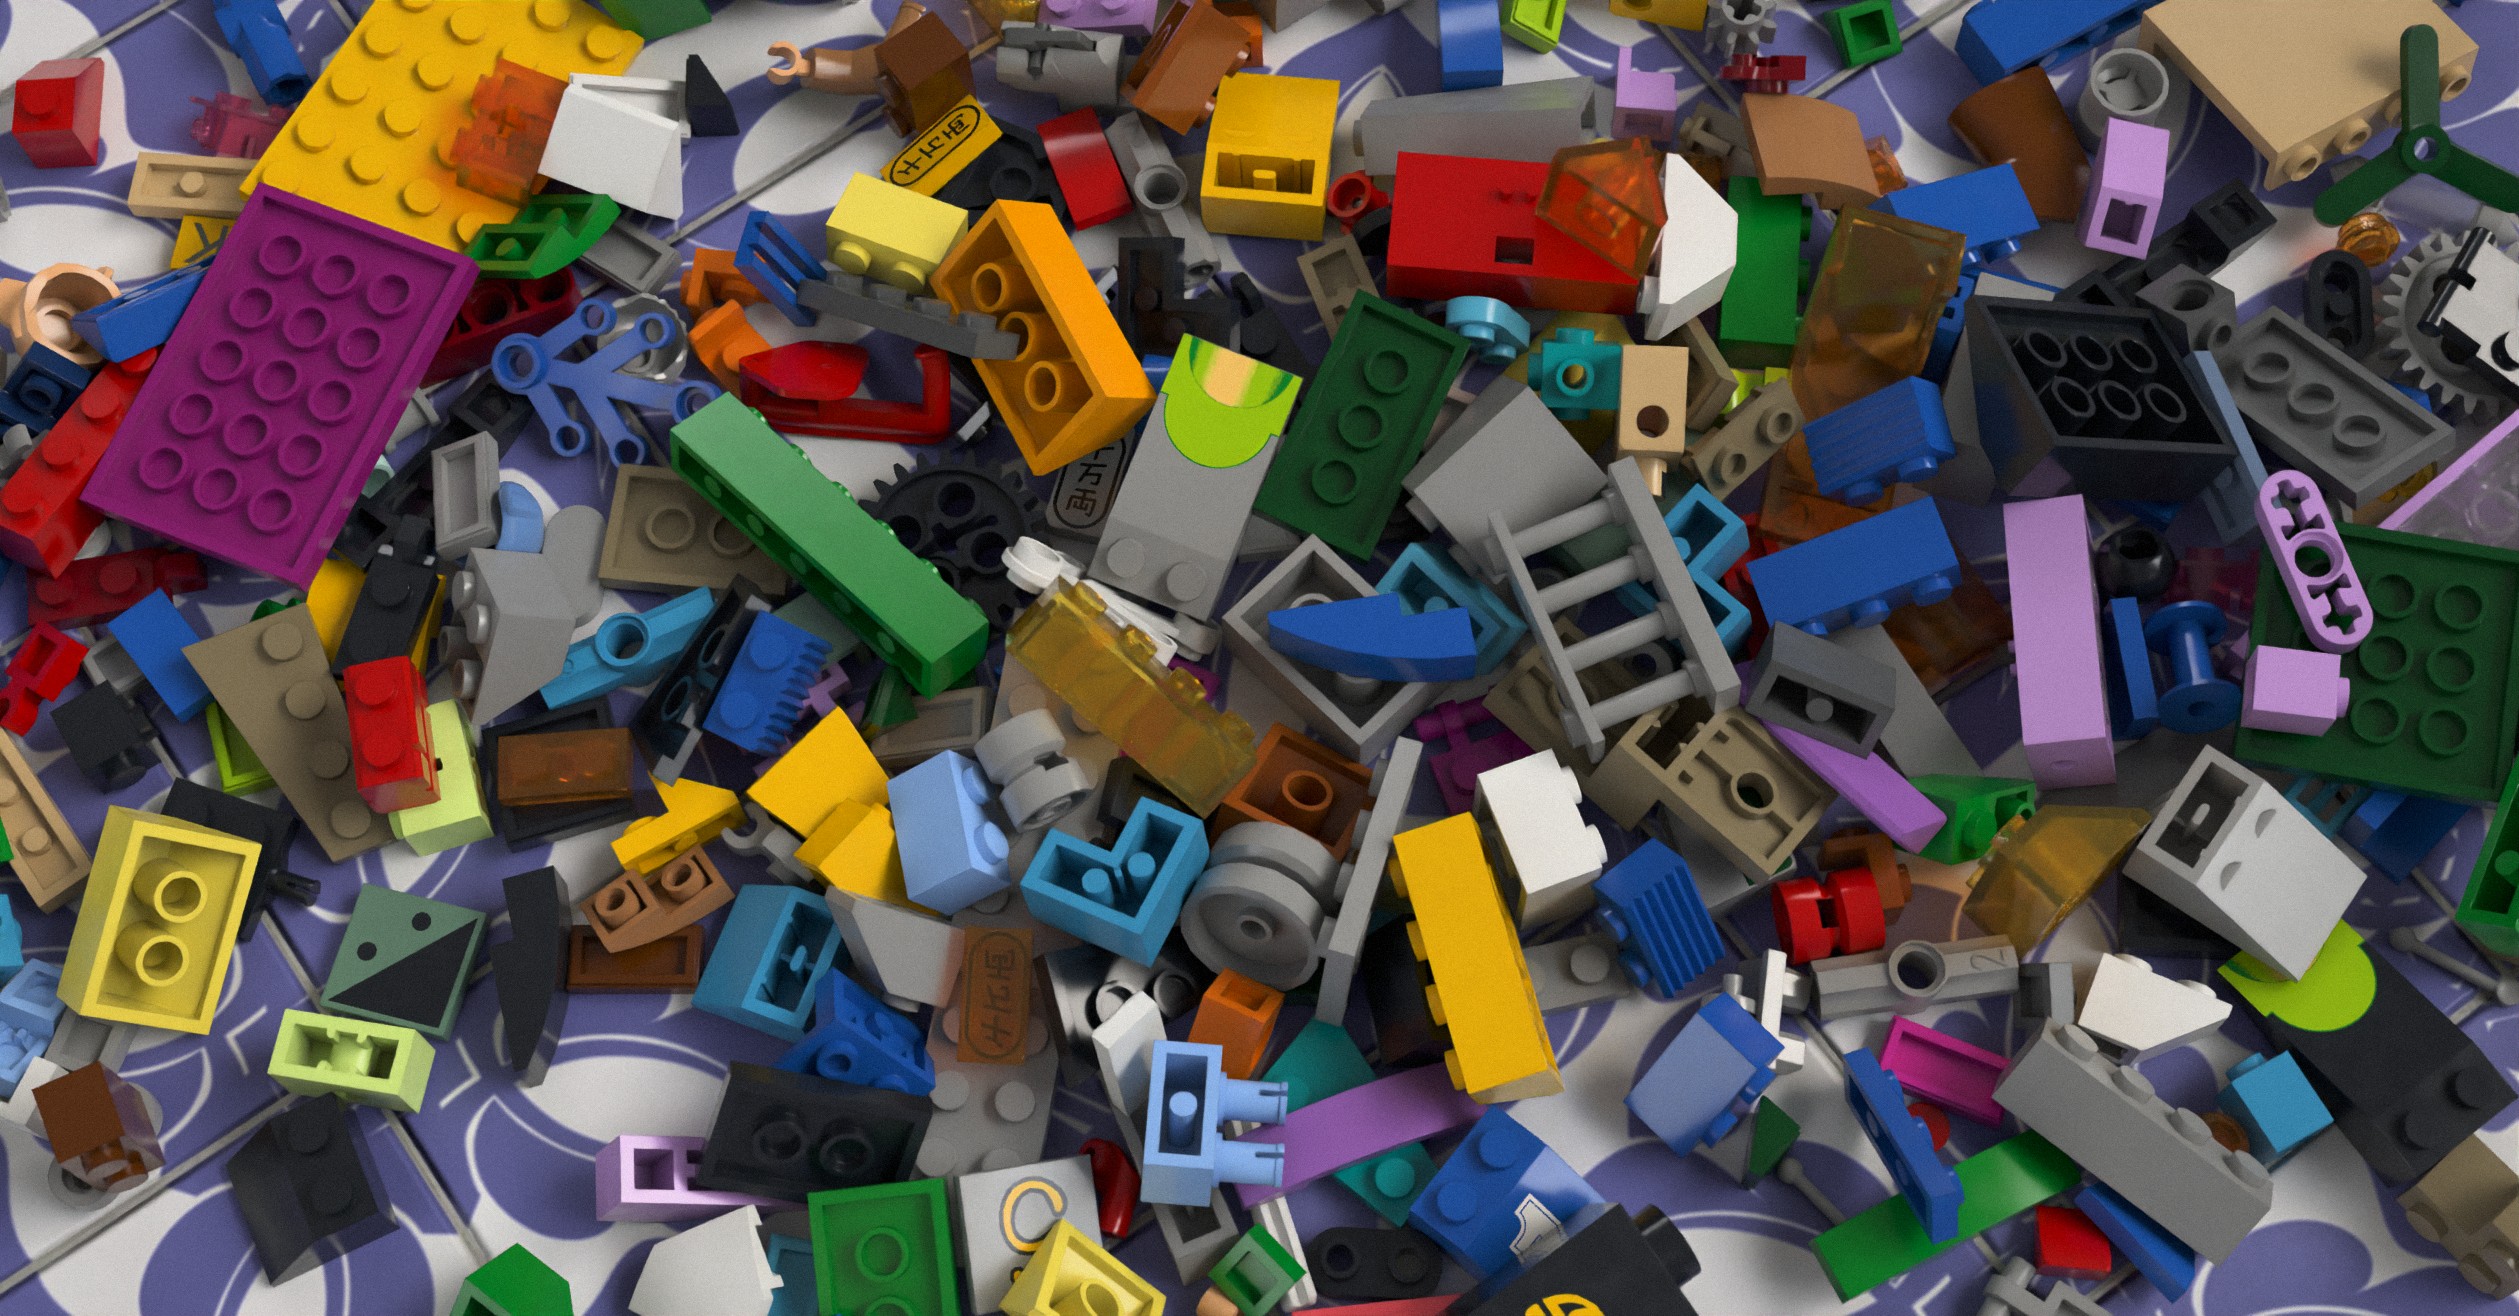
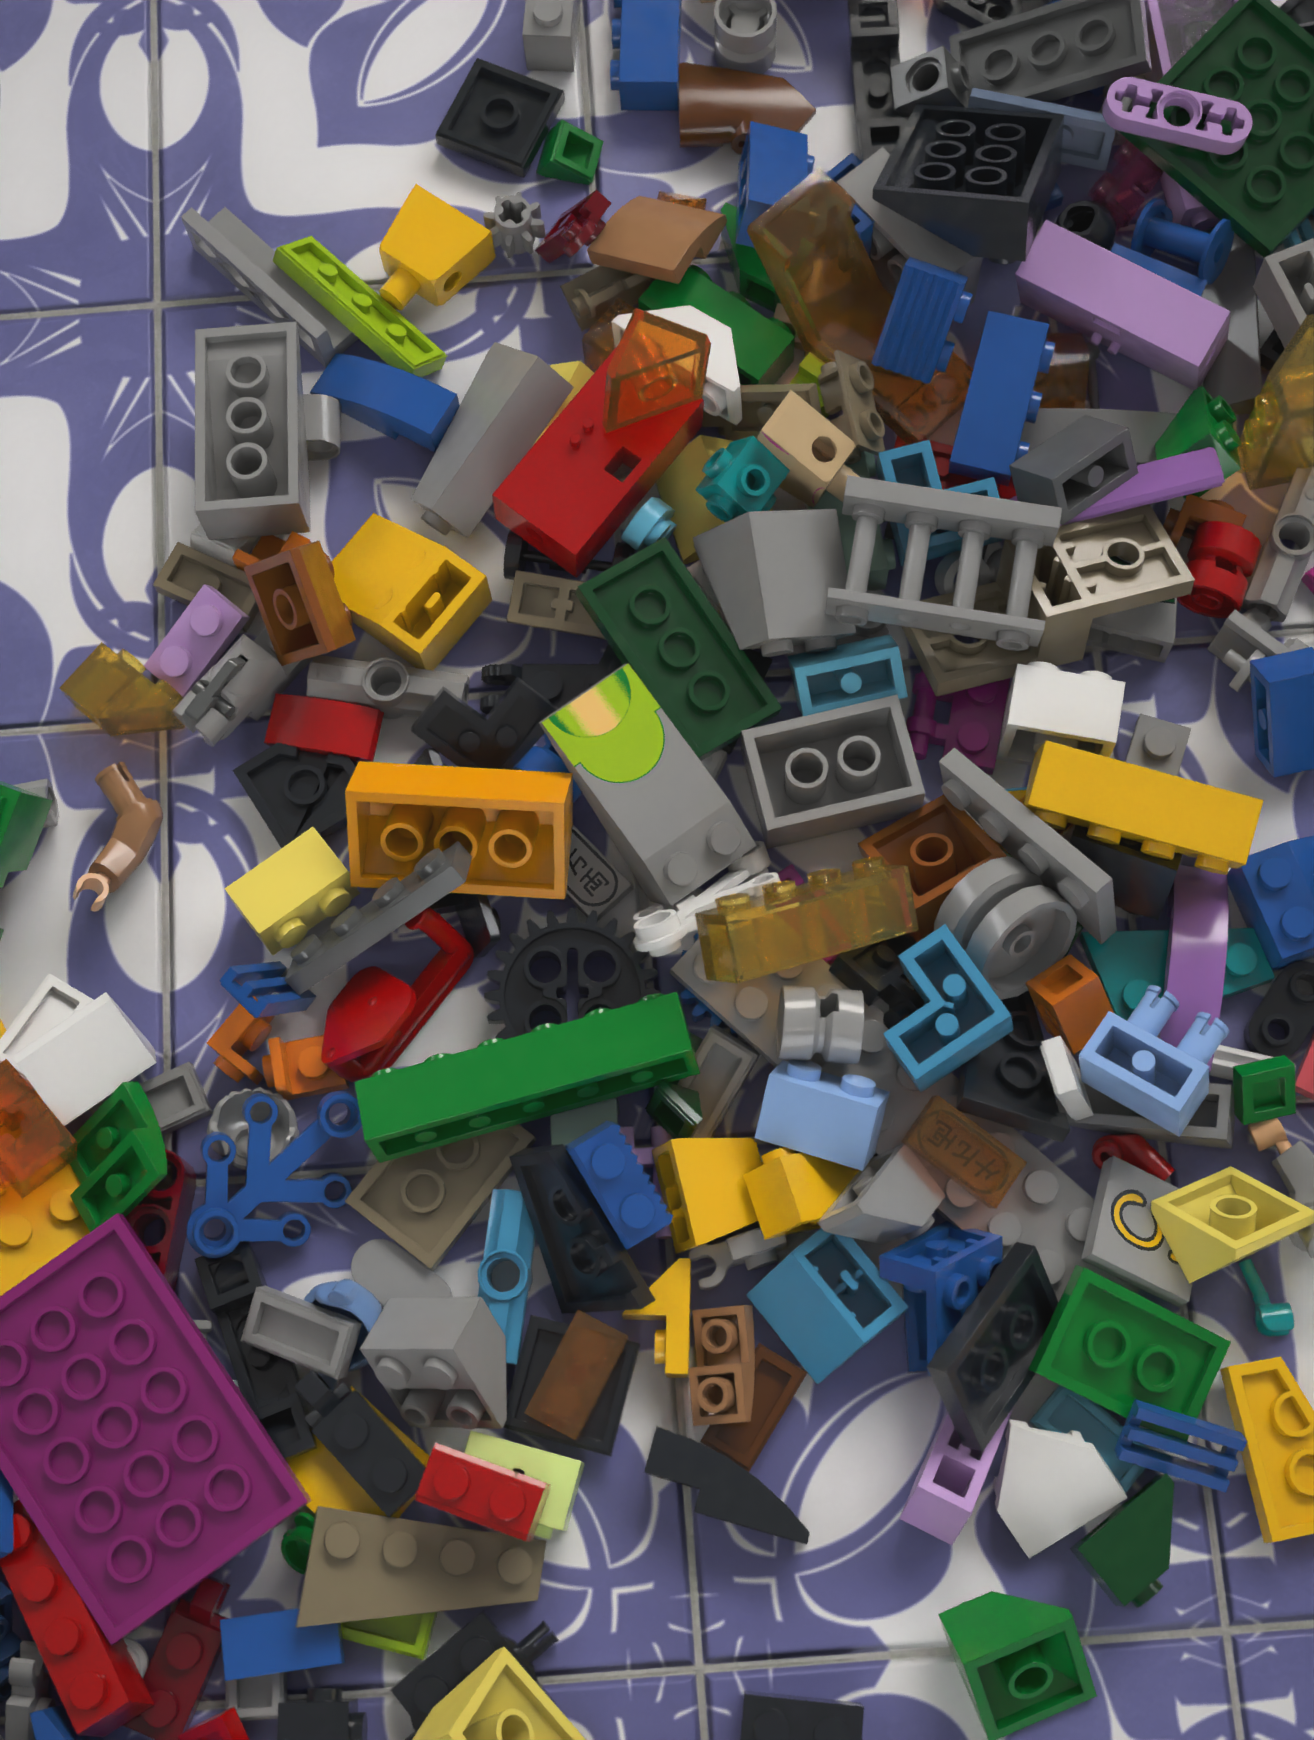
camera: 55 degrees left, 5 degrees up
(353, 1059) = (720, 1668): yellowish green brick -> none
(405, 961) = (650, 1586): tile -> none
(707, 103) = (77, 968): black slope -> none
(922, 75) = (182, 796): reddish brown brick -> none
(943, 149) = (241, 819): yellow tile -> none
(1347, 192) = (490, 547): red plate -> none
(1375, 641) = (863, 729): blue slope -> none
(1642, 102) = (529, 325): lavender panel -> none
(1657, 919) = (1163, 675): blue brick -> none
(2124, 189) = (817, 65): lavender slope -> none
(2293, 691) = (1259, 184): lavender brick -> none

